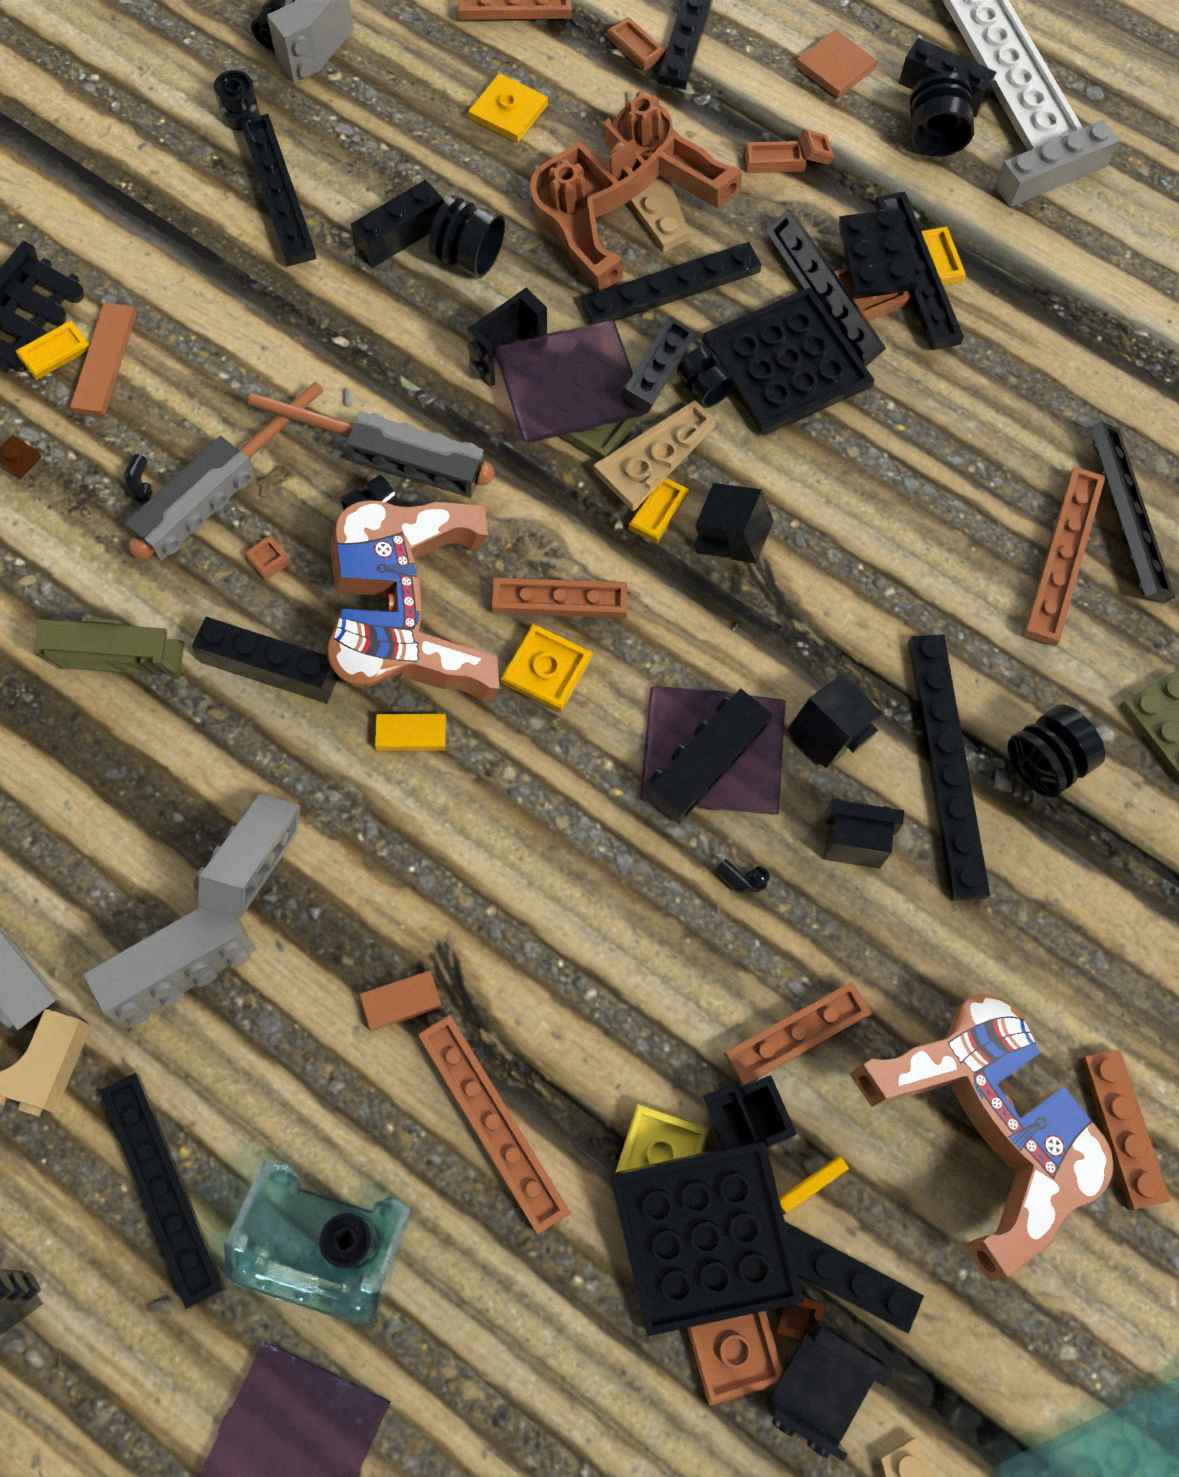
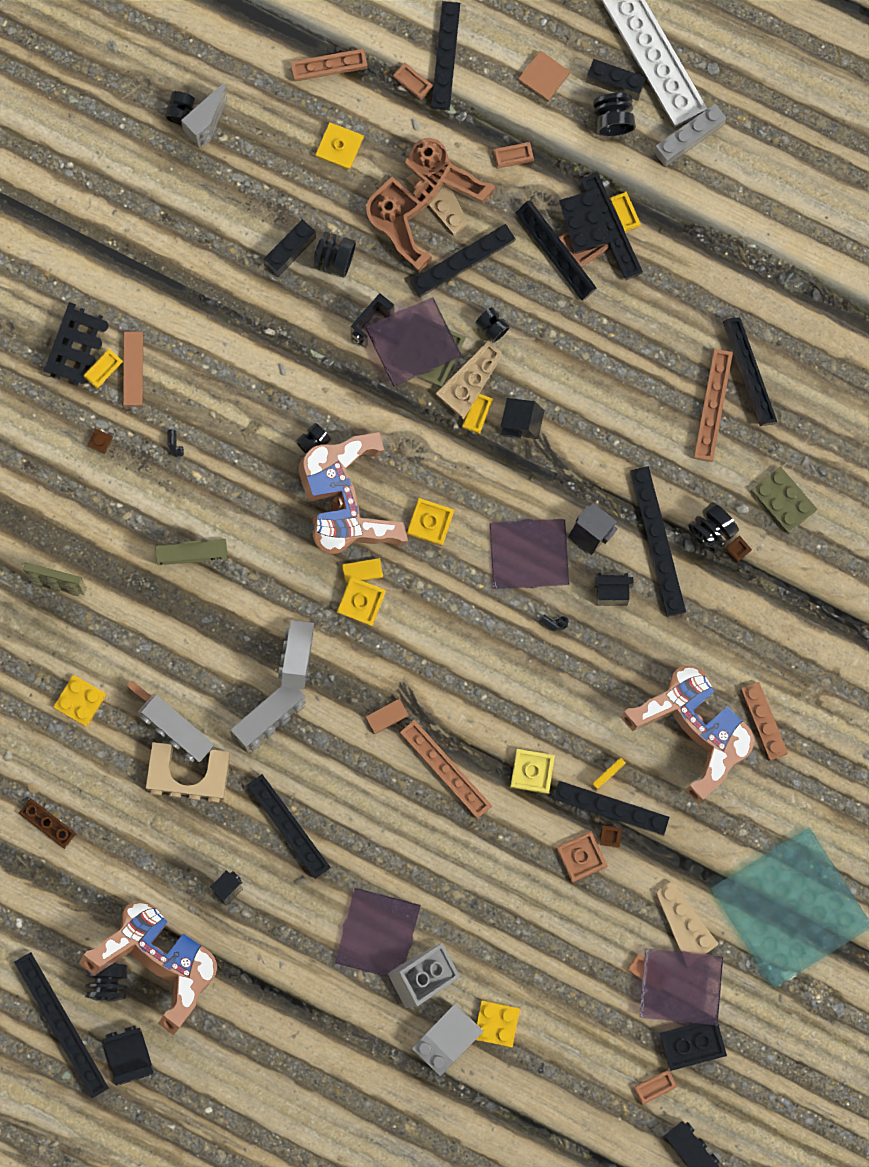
camera: 10 degrees left, 10 degrees up
(201, 490) = (216, 443): piece -> none
(235, 98) = (170, 174): black wheel -> none
(265, 659) = (275, 543): black brick -> none
(267, 557) = (260, 480): nougat tile -> none
(278, 190) = (209, 233): black plate -> none
(279, 1253) = (371, 841): clear light blue windscreen -> none
(350, 1241) = (388, 835): black wheel -> none
(396, 782) = (361, 601): none -> yellow plate
(398, 448) = (321, 401): piece -> none
(559, 597) = (430, 479): nougat plate -> none
(658, 364) = (464, 322): black plate -> none
(706, 1237) = (559, 805): black plate -> none
(709, 755) = (527, 560): black brick -> none
(749, 1114) = (573, 747): black plate -> none
(788, 360) = (539, 303): black plate -> none
(797, 1034) = (593, 700): nougat plate -> none
(816, 147) = (538, 145): nougat tile -> none
(824, 1388) = (625, 865): black panel -> none
(1092, 799) = (738, 549): none -> reddish brown tile

